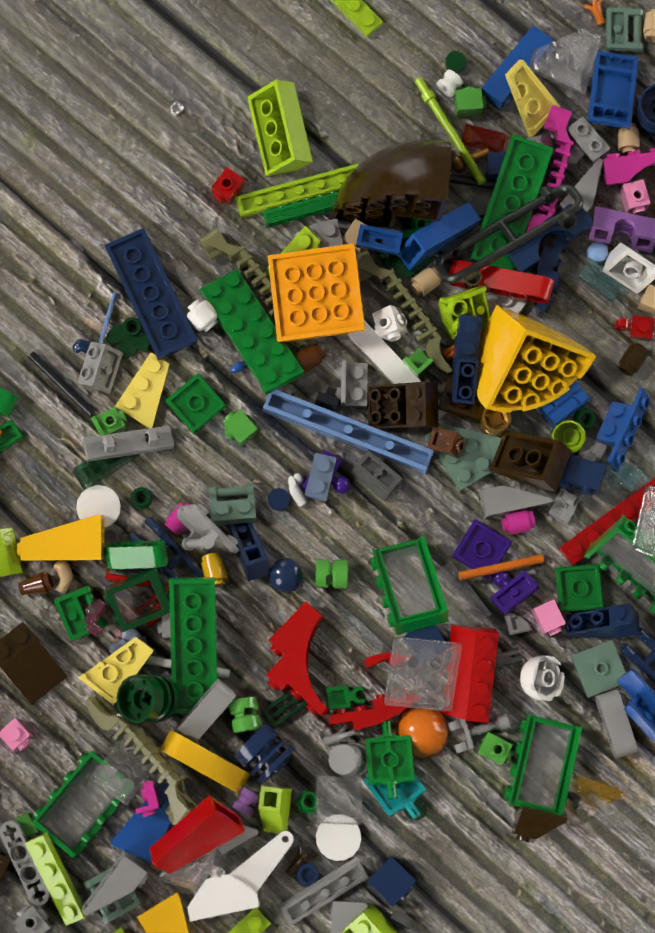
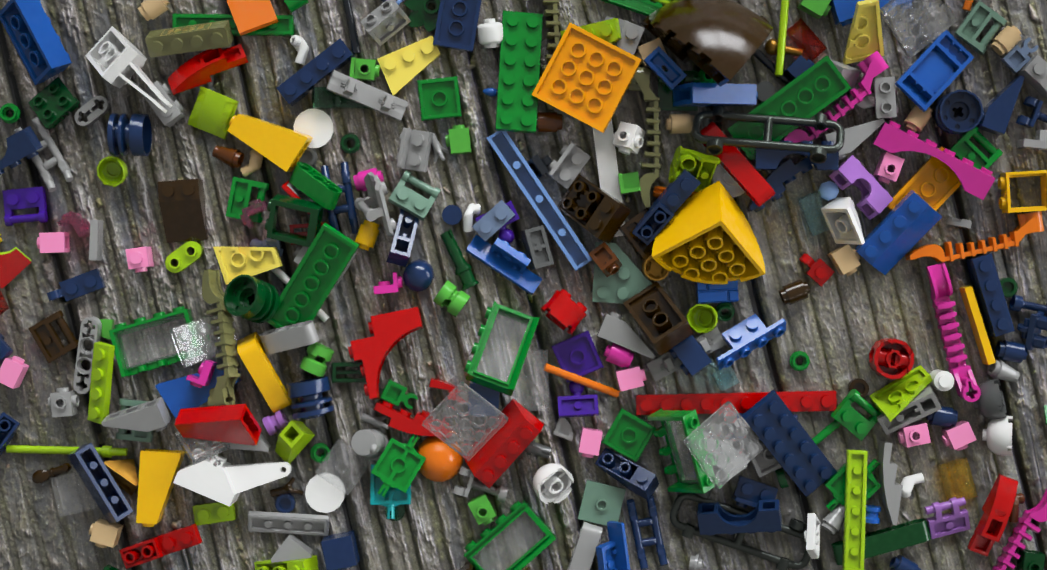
camera: 40 degrees right, 10 degrees up
(38, 442) = (301, 47): none -> white arm
(55, 706) = (183, 257): none -> lime plate
(65, 455) = (306, 78): none -> dark blue arch
(204, 464) = (414, 150): none -> light grey bracket
(225, 449) = (438, 149): none -> light grey bar
(264, 605) = (385, 287): none -> dark pink bracket
(321, 540) = (463, 269): none -> dark green pin
(357, 506) = (506, 262): none -> blue bracket
(441, 514) = (564, 311): none -> red brick
(543, 534) = (630, 378): none -> bright pink brick

